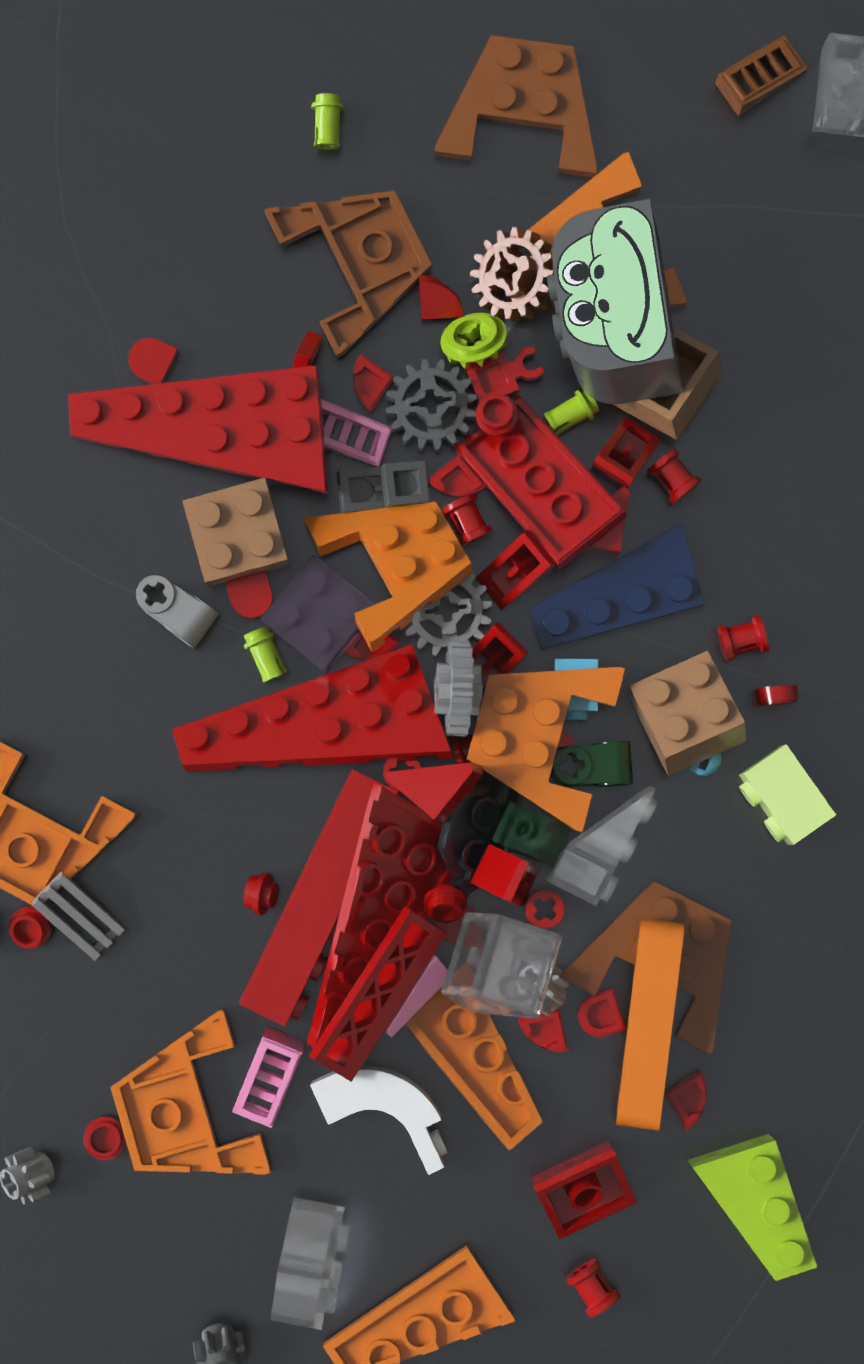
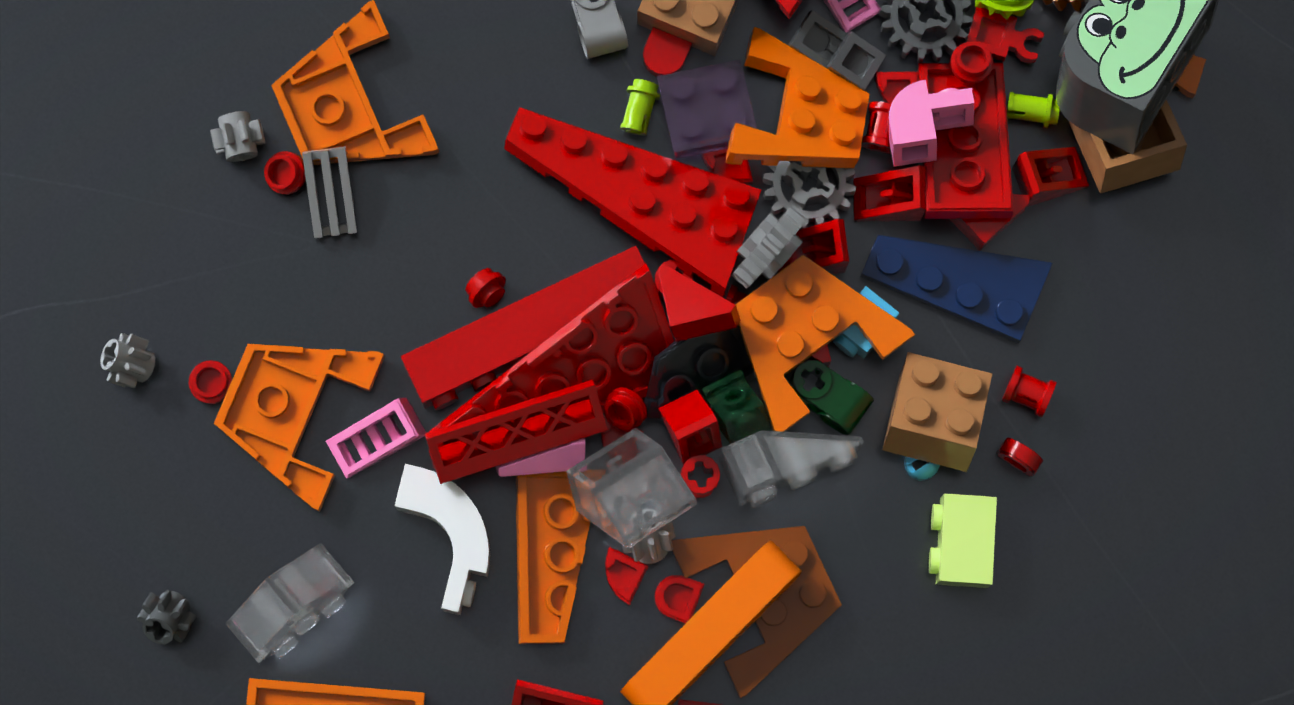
camera: 30 degrees right, 5 degrees down
(490, 493) = (918, 115): none -> bright pink brick
(674, 476) = (1075, 221): red bush -> none

